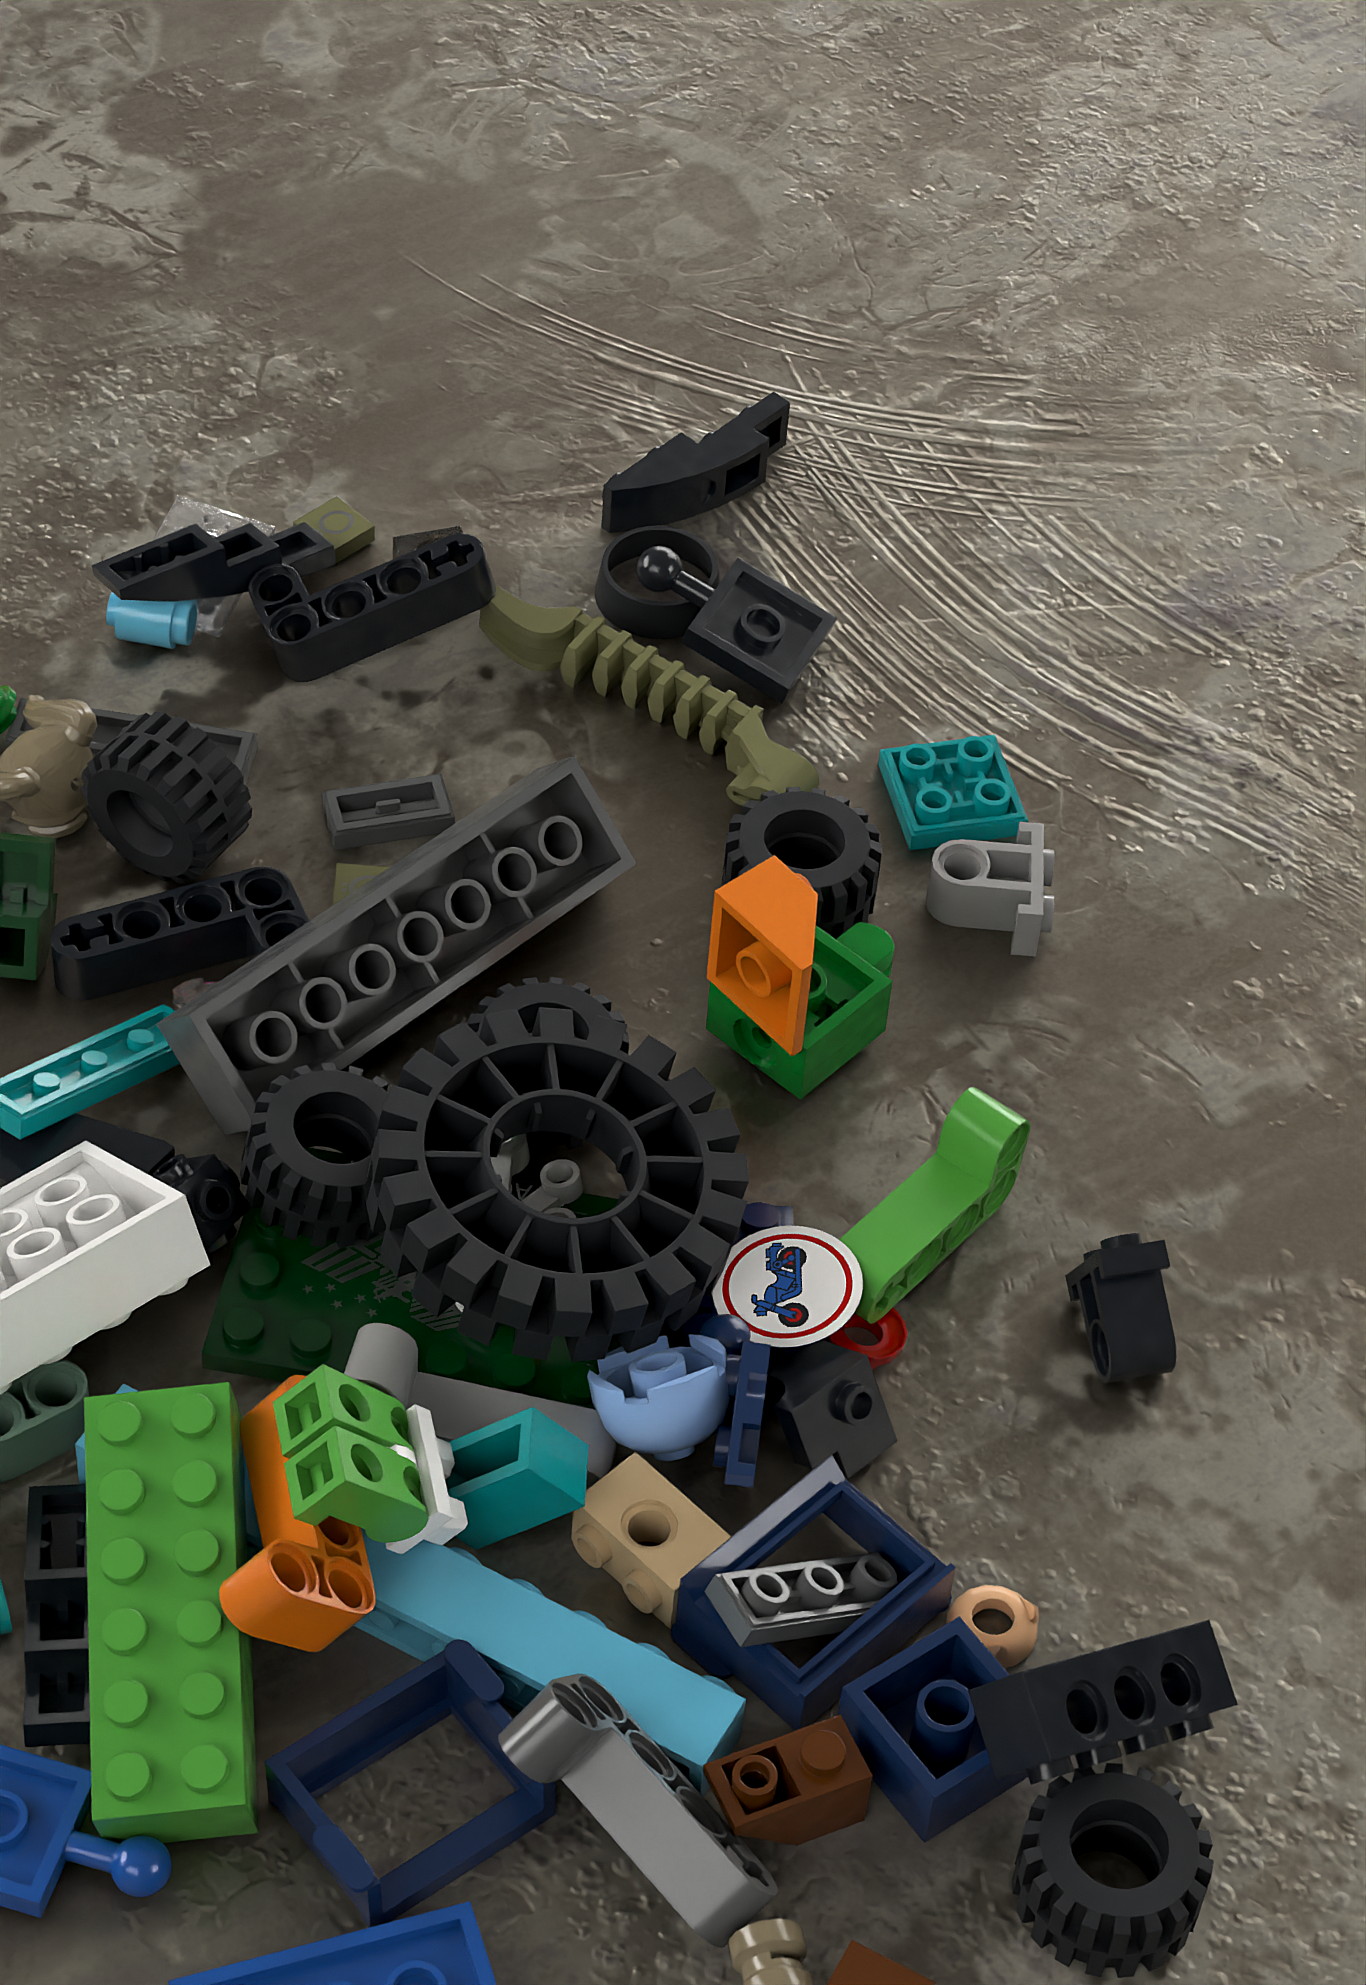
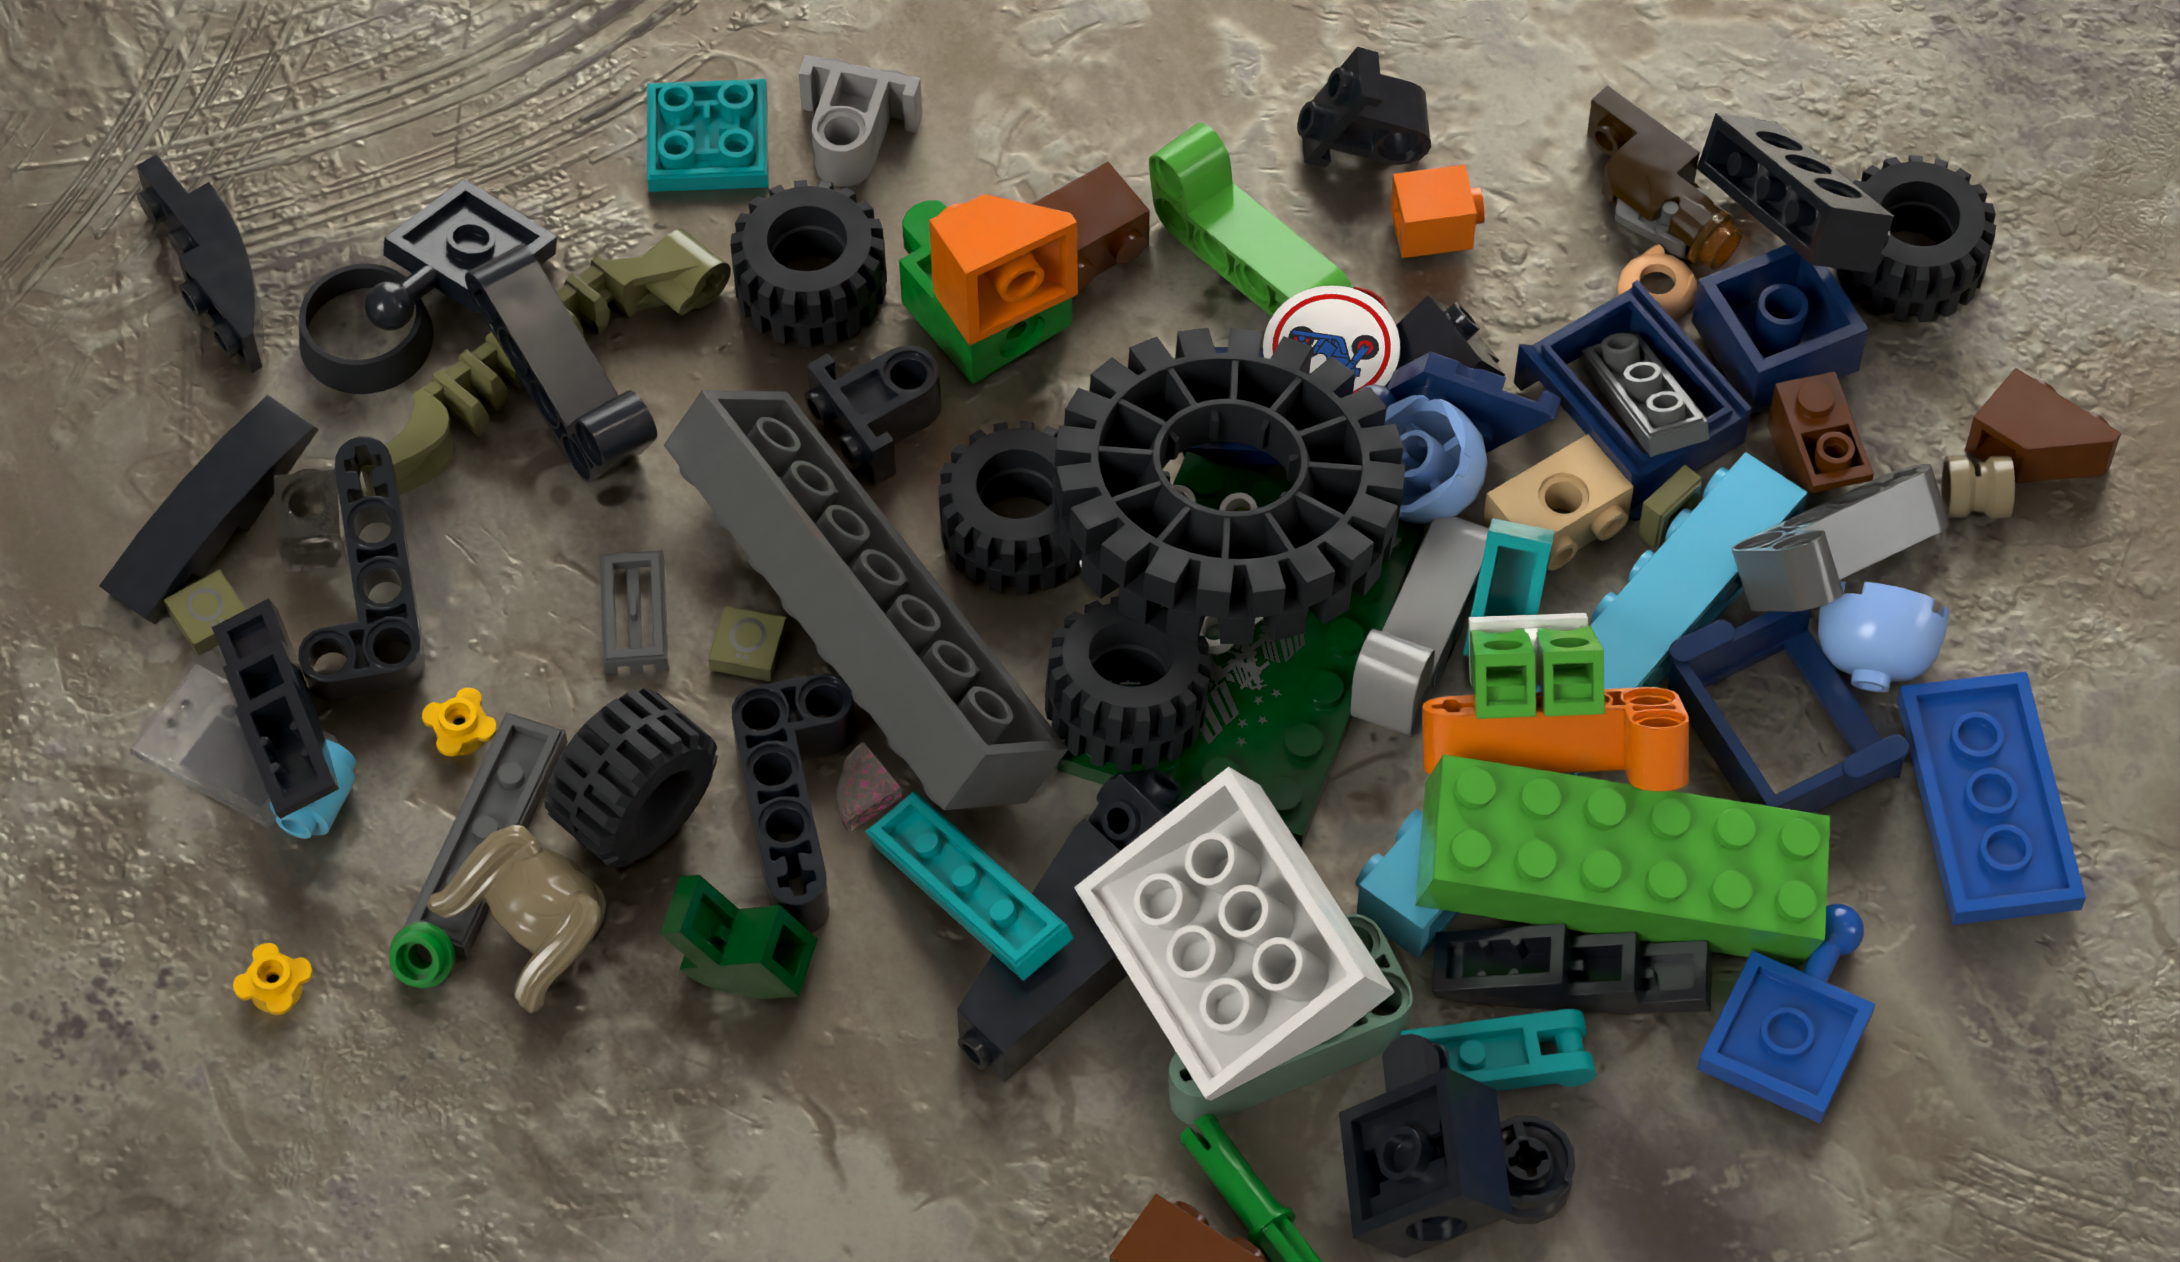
camera: 75 degrees left, 10 degrees up
(242, 705) = (462, 738): none -> yellow plate
(429, 500) = (207, 506): none -> black slope
(530, 1869) = (1882, 635): none -> light blue cylinder
(619, 686) = (557, 365): none -> black beam
(648, 947) = (871, 407): none -> black pin
(678, 1639) = (1666, 503): none -> olive tile
(901, 1078) = (1109, 219): none -> reddish brown brick
(1013, 1379) = (1435, 211): none -> orange brick
(1123, 1590) = (1655, 184): none -> dark brown plate

